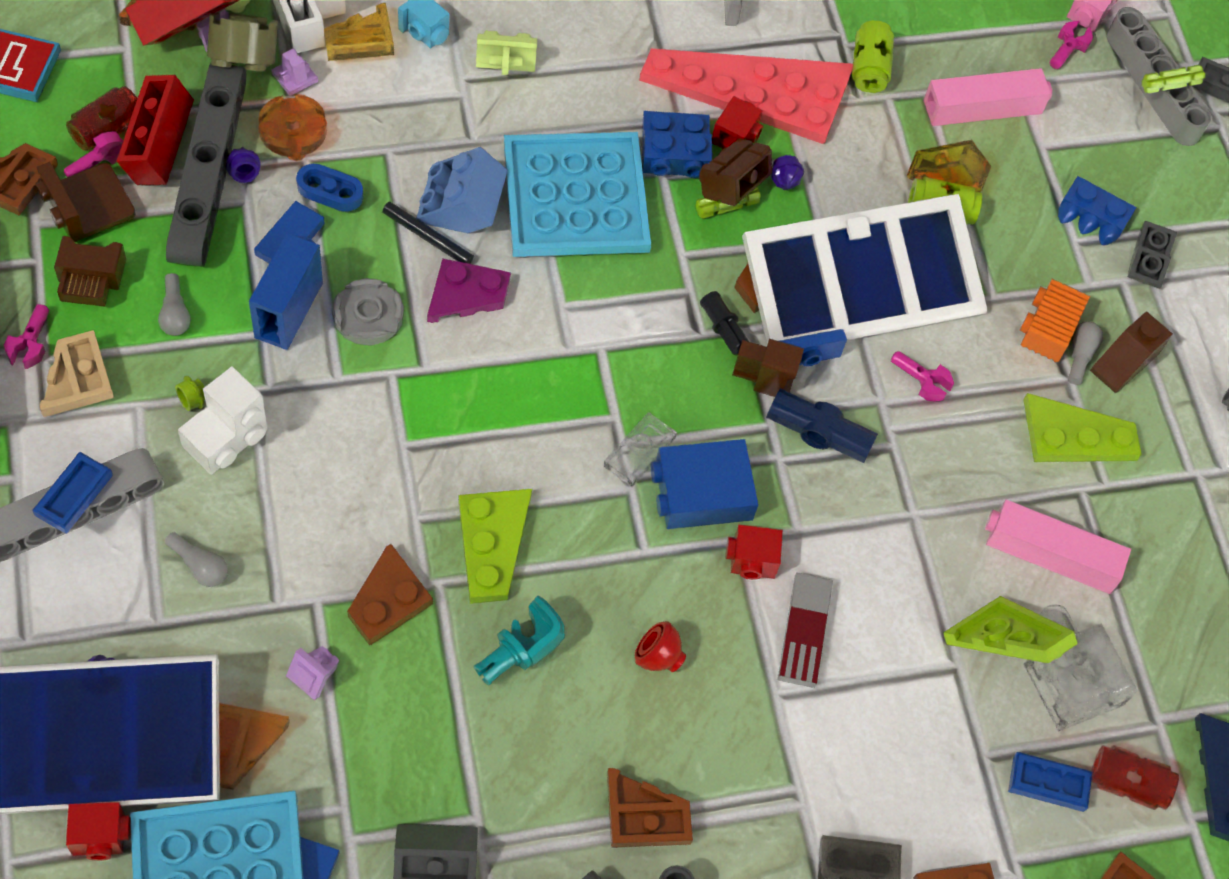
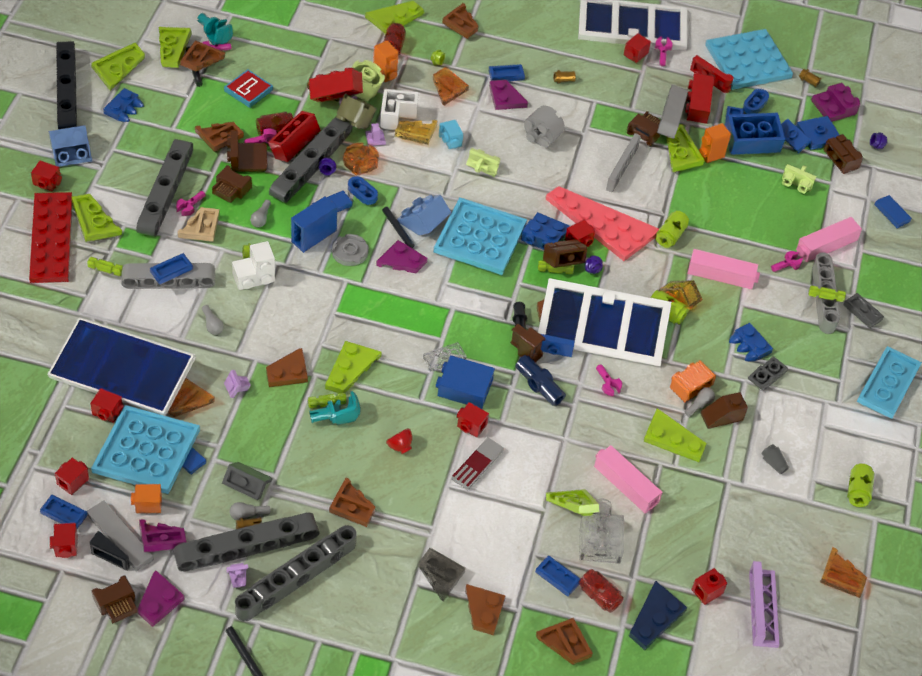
camera: 30 degrees right, 10 degrees down
(488, 627) = (313, 402): none -> lime axle

